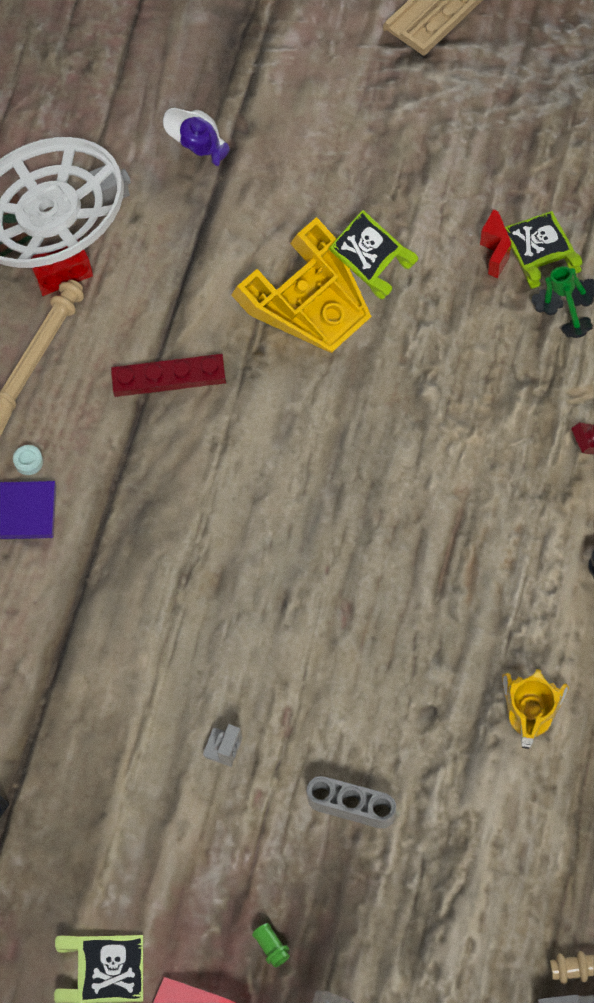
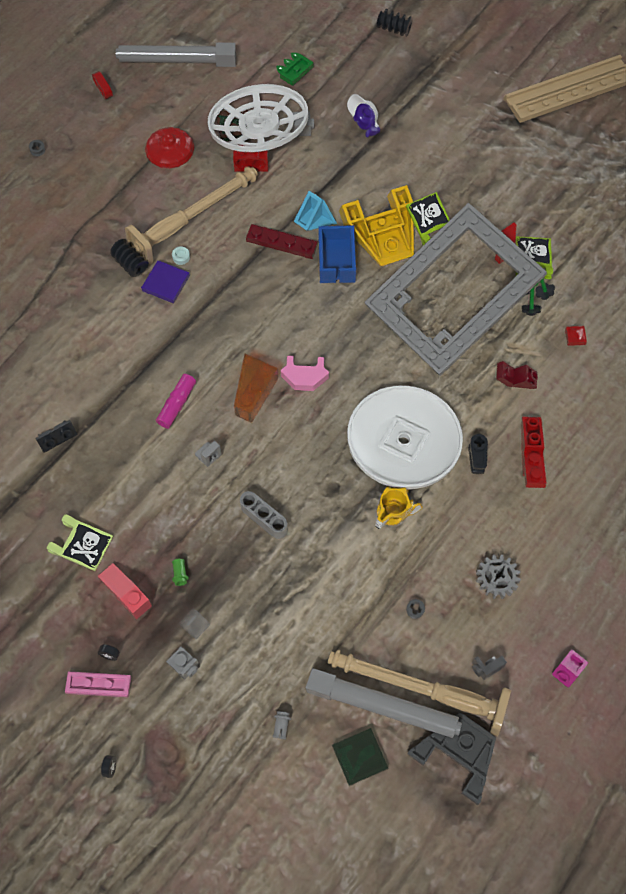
camera: 20 degrees right, 0 degrees up
(57, 102) = (294, 69): none -> green plate
(134, 687) = (175, 401): none -> dark pink axle
(197, 313) = (314, 213): none -> medium azure slope
(240, 610) = (253, 387): none -> clear orange wedge
(263, 362) = (337, 254): none -> blue piece
(304, 568) = (304, 377): none -> bright pink piece
(471, 449) = (430, 350): none -> light grey plate
(502, 557) = (407, 413): none -> white dish

